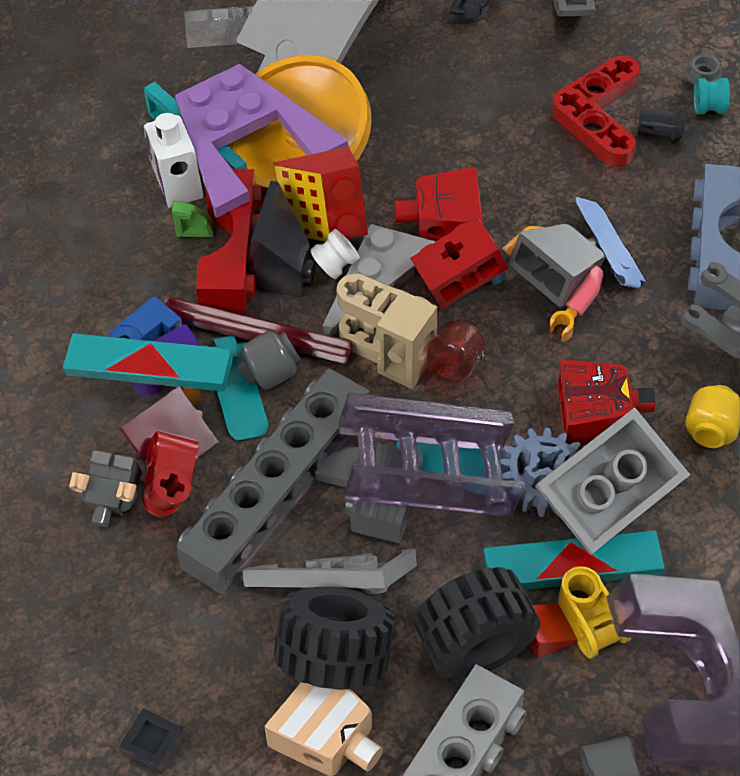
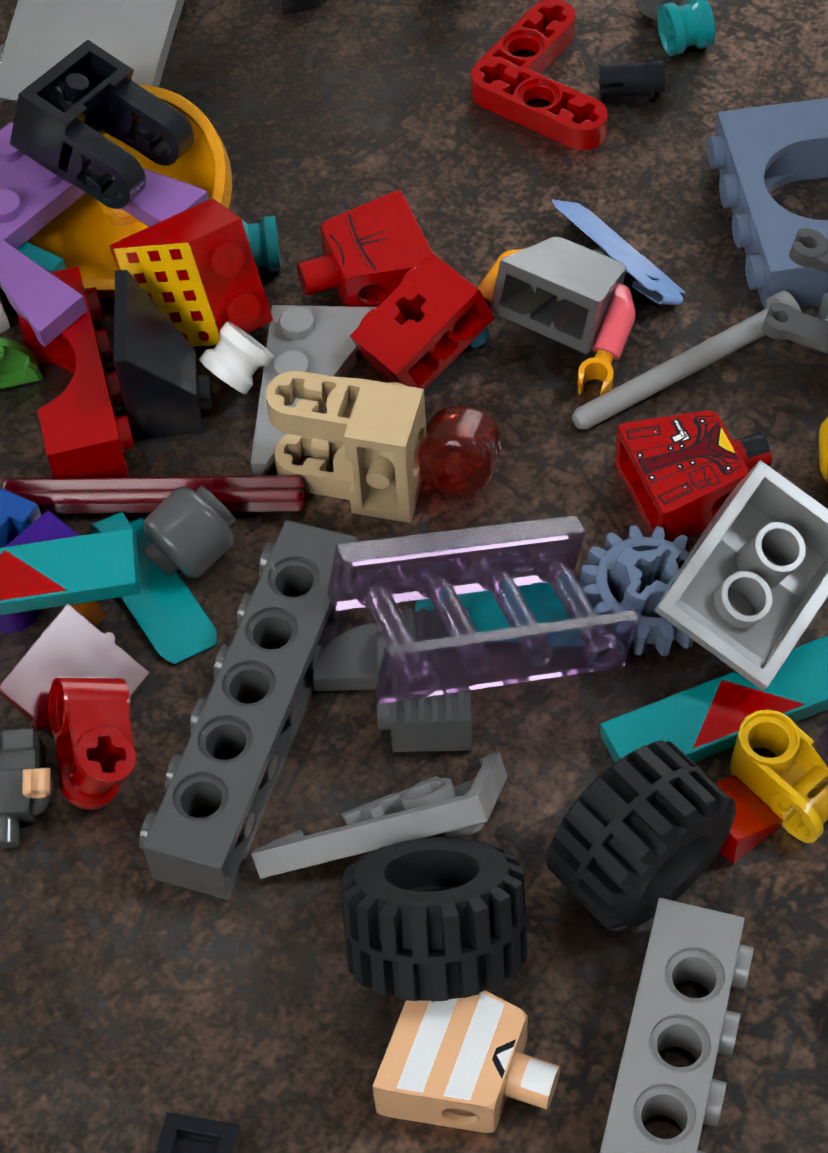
camera: 15 degrees left, 0 degrees up
(280, 64) = (80, 100): none -> black brick
(375, 180) = (264, 243): none -> teal wheel
(619, 331) = (677, 367): none -> light grey bar

